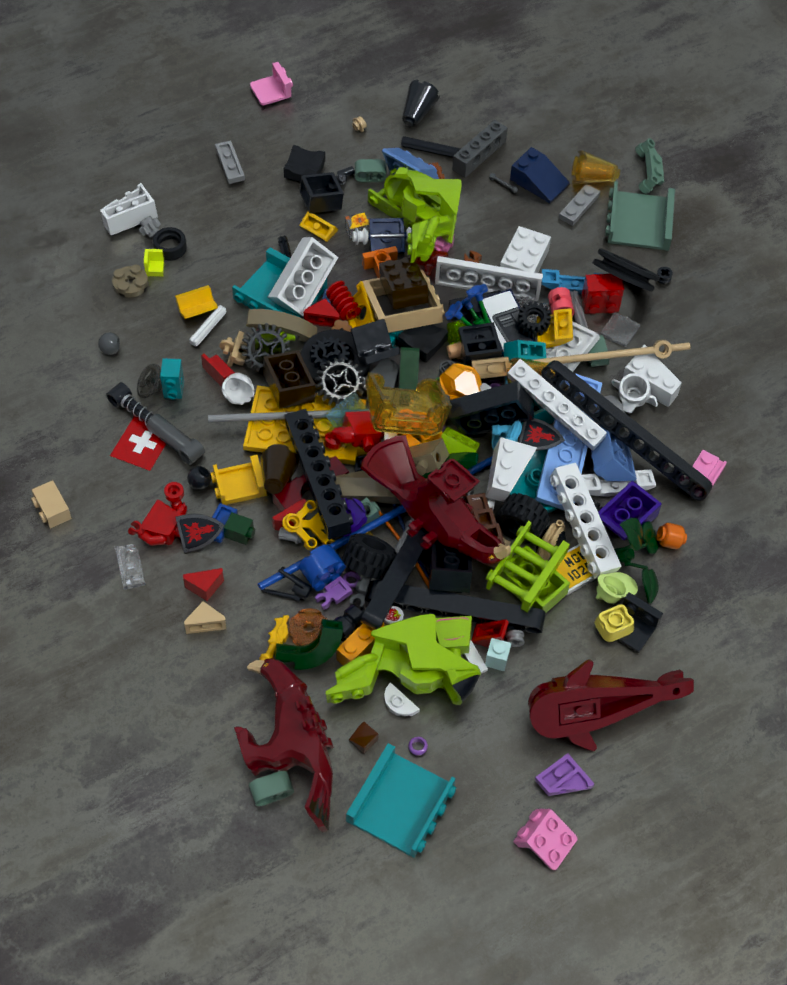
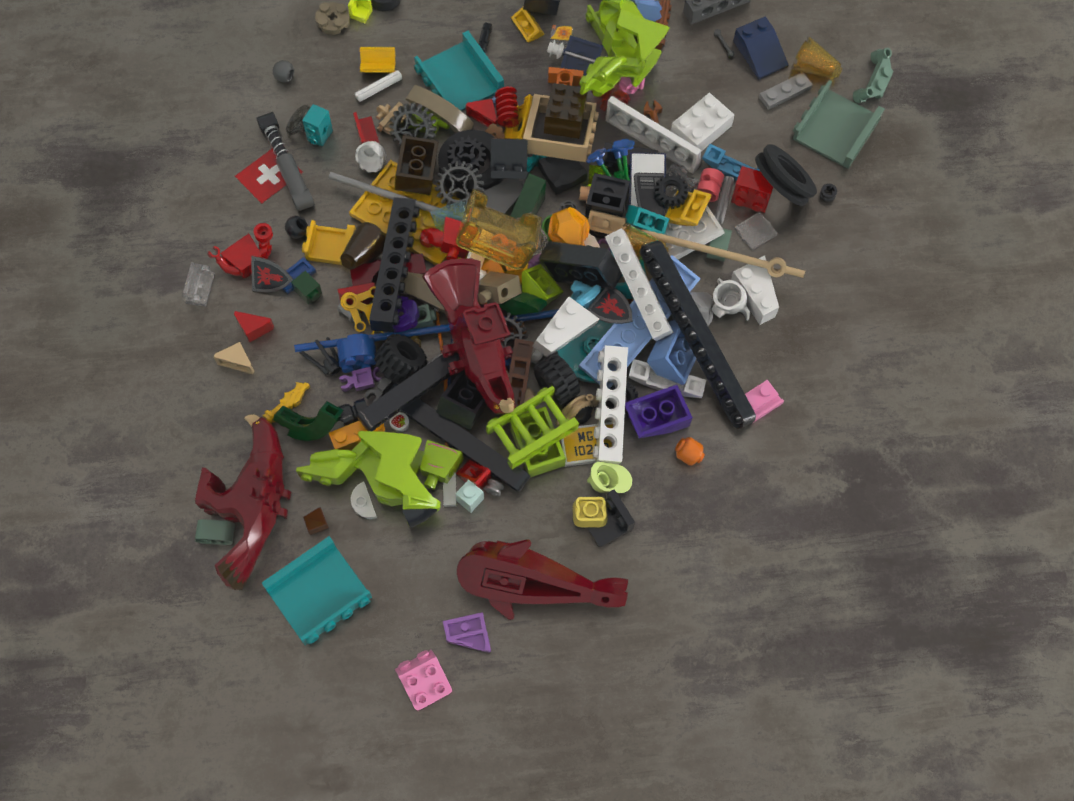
camera: 25 degrees right, 10 degrees up
(51, 504) = (161, 202): tan brick -> none
(301, 620) = (317, 393): clear orange plate -> none
(303, 276) = (481, 70): white slope -> none
(417, 752) = (363, 553): medium lavender piece -> none
(634, 533) = (639, 439): dark green plant -> none

